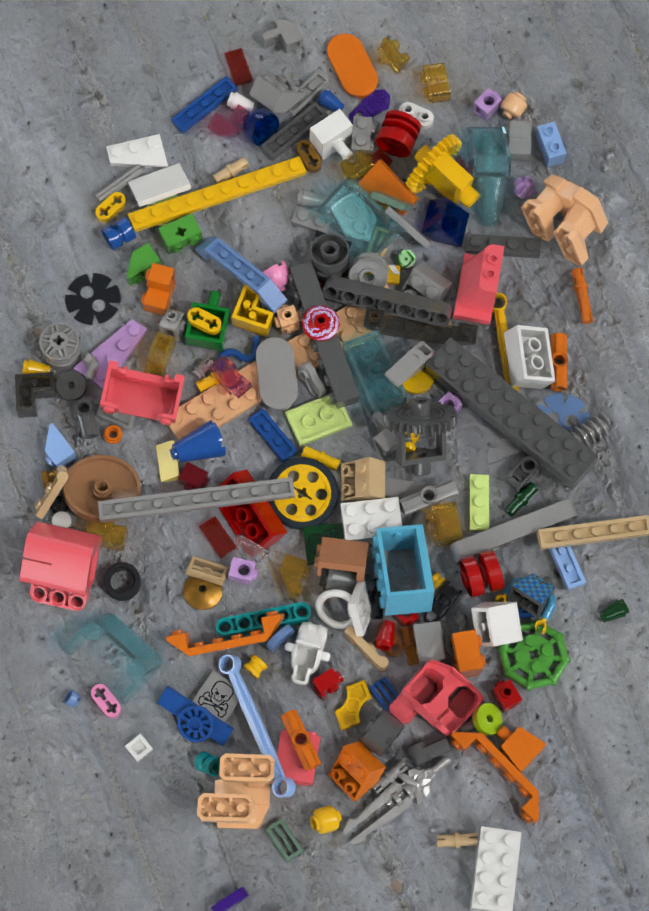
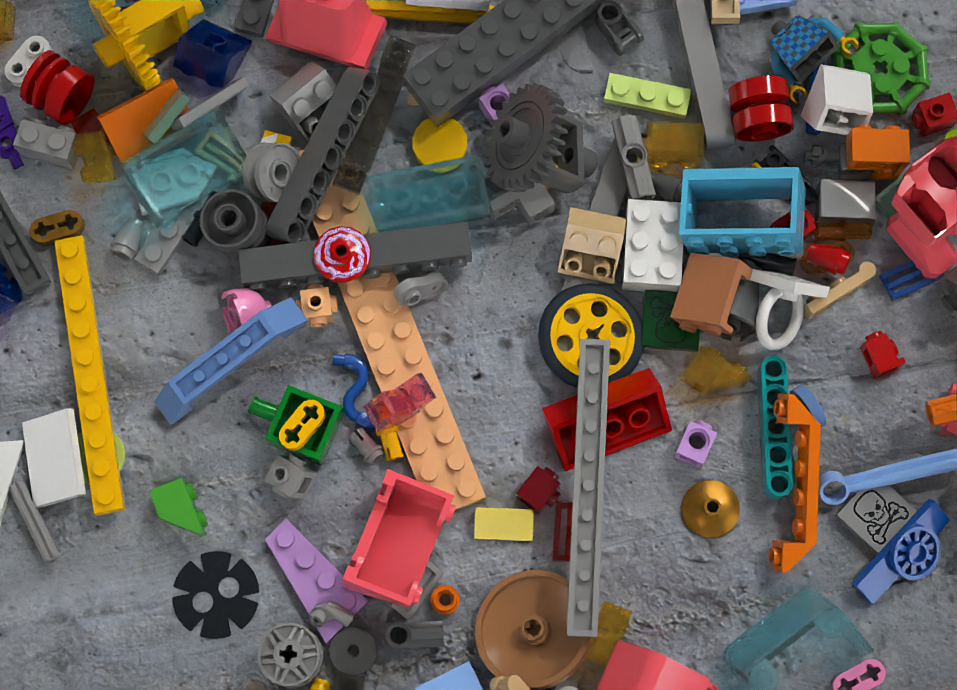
camera: 75 degrees left, 5 degrees up
(113, 208) = (65, 544): yellow beam -> none
(119, 233) = (120, 534): blue wheel -> none
(122, 566) = (701, 617): black tyre -> none
(138, 748) = (934, 643): white tile -> none
(160, 286) = (226, 486): orange brick -> none
(160, 354) = (335, 505): clear yellow slope -> none
(186, 227) = (131, 428): bright green brick -> none
(199, 444) = (493, 468): blue cone -> none
(207, 573) = (693, 501): tan tile -> none
(217, 537) = (634, 472): clear red tile -> none
(230, 170) = (54, 347): tan pin -> none
(249, 315) = (297, 362): yellow brick -> none
(249, 550) = (667, 426): clear tile -> none
(255, 666) = (841, 452): yellow wheel -> none
(272, 435) = (491, 363): blue tile -> none
(276, 374) = (401, 337): light grey tile -> none
(307, 651) = (832, 372): white piece -> none
(317, 420) = (479, 296): yellowish green tile -> none
(327, 460) = (541, 299): yellow pin -> none
(332, 135) = (37, 183): white brick -> none
(349, 713) = (925, 333): yellow tile -> none
(406, 258) = (255, 120): bright green tile -> none
(410, 364) = (432, 139): light grey slope -> none
(521, 499) = (654, 37): dark green pin -> none

